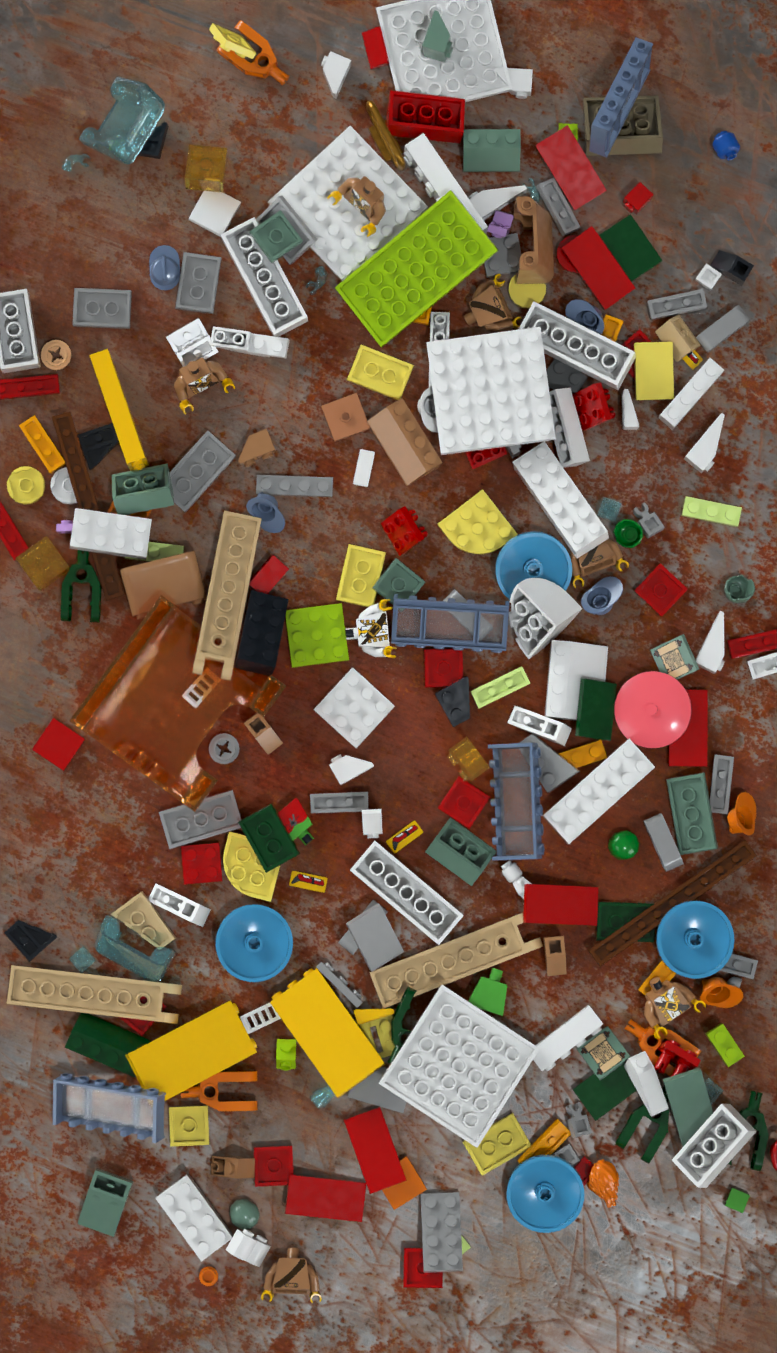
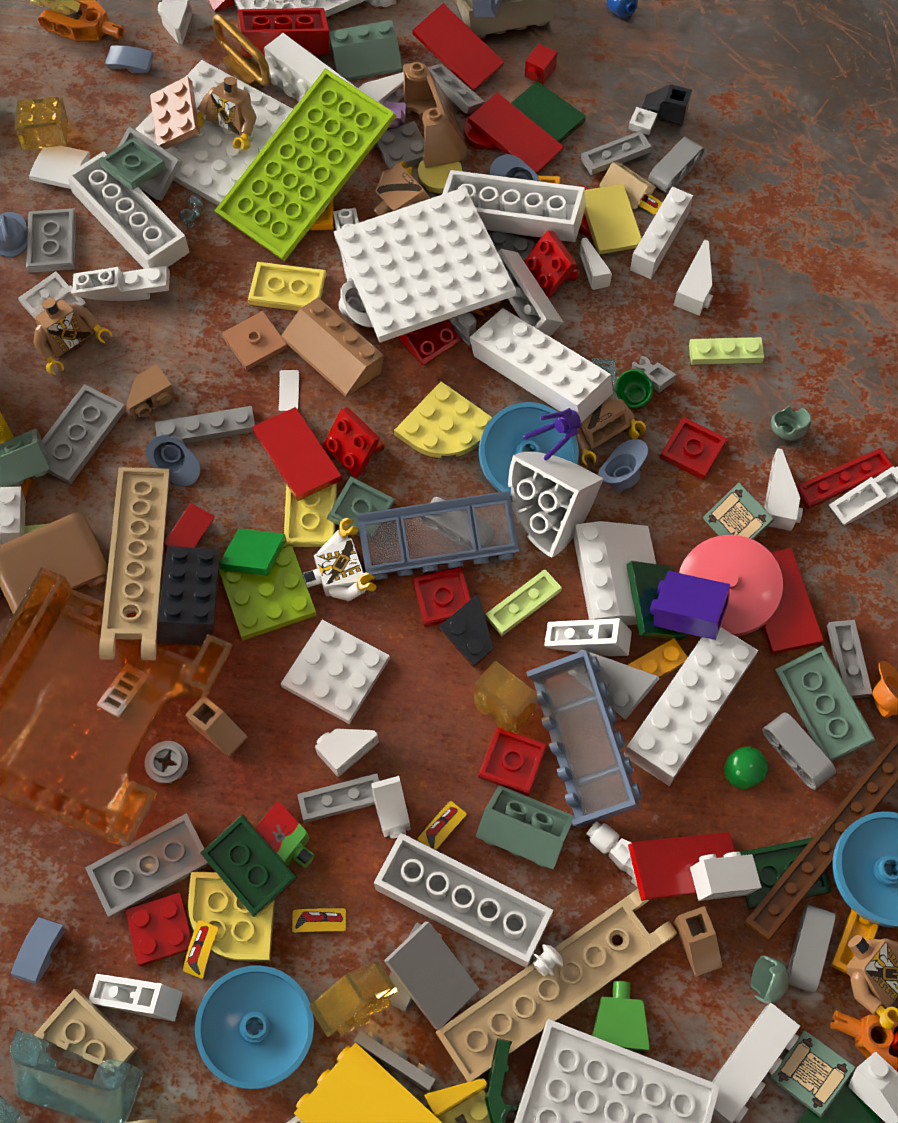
camera: 10 degrees left, 20 degrees down
(119, 860) = (36, 950): none -> sand blue slope
(226, 883) = (200, 949): none -> yellow sticker
(289, 111) = (132, 58): none -> sand blue slope
(312, 603) = (253, 552): none -> green tile
(318, 188) = (175, 113): none -> plate
(321, 943) = (354, 1000): none -> clear yellow brick
(359, 527) = (296, 454): none -> red tile
(451, 946) = (547, 960): none -> white wheel
(564, 559) = (566, 422): none -> dark purple plant
(583, 919) = (725, 876): none -> white brick
(594, 989) = (770, 979): none -> sand green hair
(616, 723) = (690, 604): none -> dark purple brick
(627, 976) = (810, 948): none -> light grey beam

